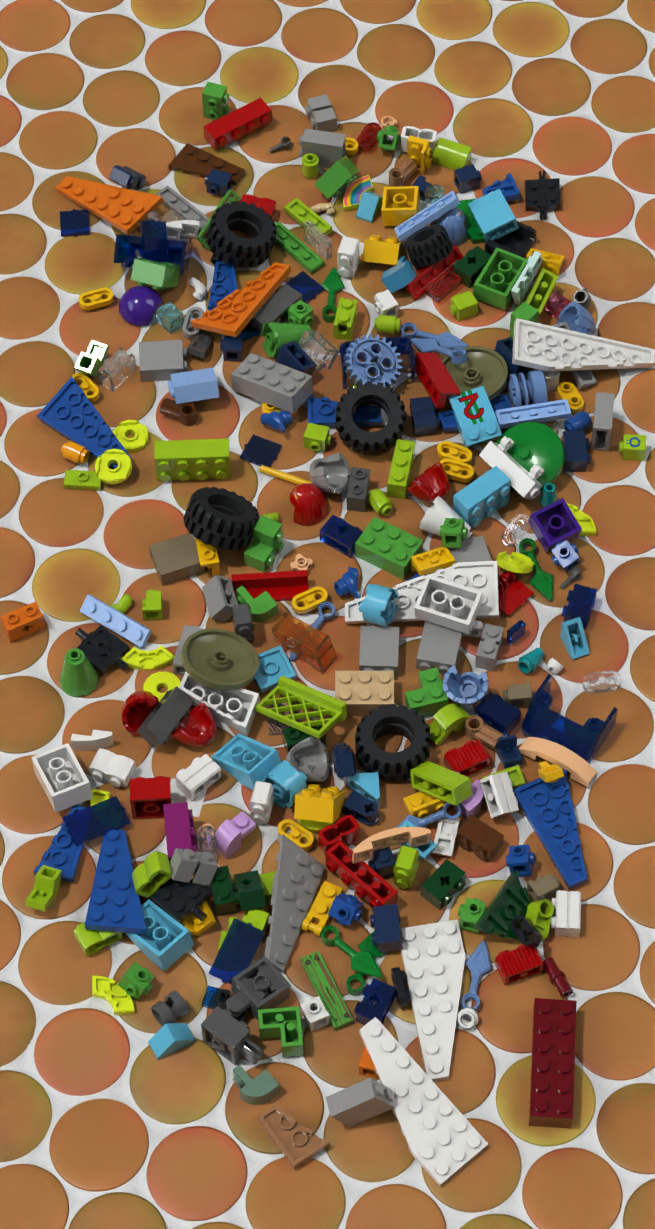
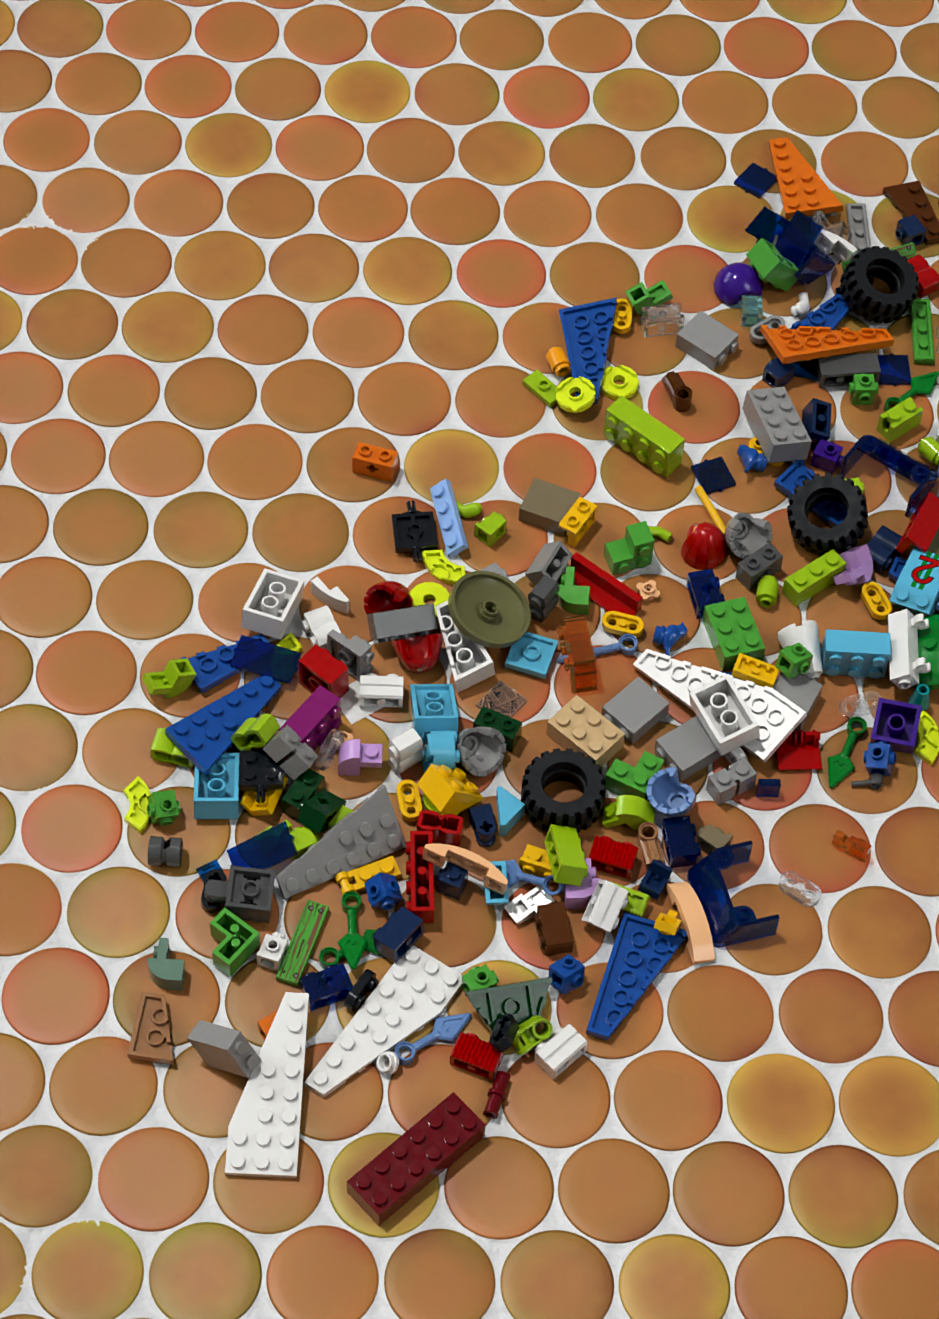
camera: 40 degrees right, 0 degrees up
(77, 674) = (373, 534): bright green cone -> none
(96, 299) = (706, 252): yellow plate -> none
(127, 177) = (833, 171): dark blue brick -> none
(158, 764) = (354, 653): none -> light grey plate
(170, 1039) = (145, 876): medium azure slope -> none
(193, 385) = (709, 378): light blue brick -> none
(200, 345) = (752, 351): flat silver plate -> none
(221, 518) = (610, 498): black tyre -> none
(229, 1037) = (184, 909): dark grey brick -> none
(280, 334) = (830, 391): bright green cone -> none
(307, 698) = (532, 701): lime fence -> none
(317, 437) = (770, 498): lime brick -> none
(318, 349) = (846, 426): clear brick -> none
(324, 380) = (827, 456): none -> dark purple brick
(343, 760) = (505, 771): dark blue brick -> none
(372, 361) = (895, 472): medium blue gear -> none
(379, 604) = (667, 669): medium azure brick -> none
(406, 867) = (464, 898): lime brick -> none
(424, 439) = (858, 566): none -> lavender brick
(430, 484) = (824, 609): red hair -> none
(443, 884) = (492, 932): dark green brick -> none
(457, 469) = (863, 617): yellow plate -> none
(515, 562) = (828, 730): neon yellow tile -> none
(530, 661) = (756, 821): teal cone -> none
(543, 887) = (563, 1013): dark tan brick -> none
(557, 667) = (773, 842): white hinge -> none
(574, 638) = (813, 833): medium azure slope -> none
(580, 604) = (848, 811): clear blue brick -> none
(607, 626) = (854, 846): none -> clear orange plate

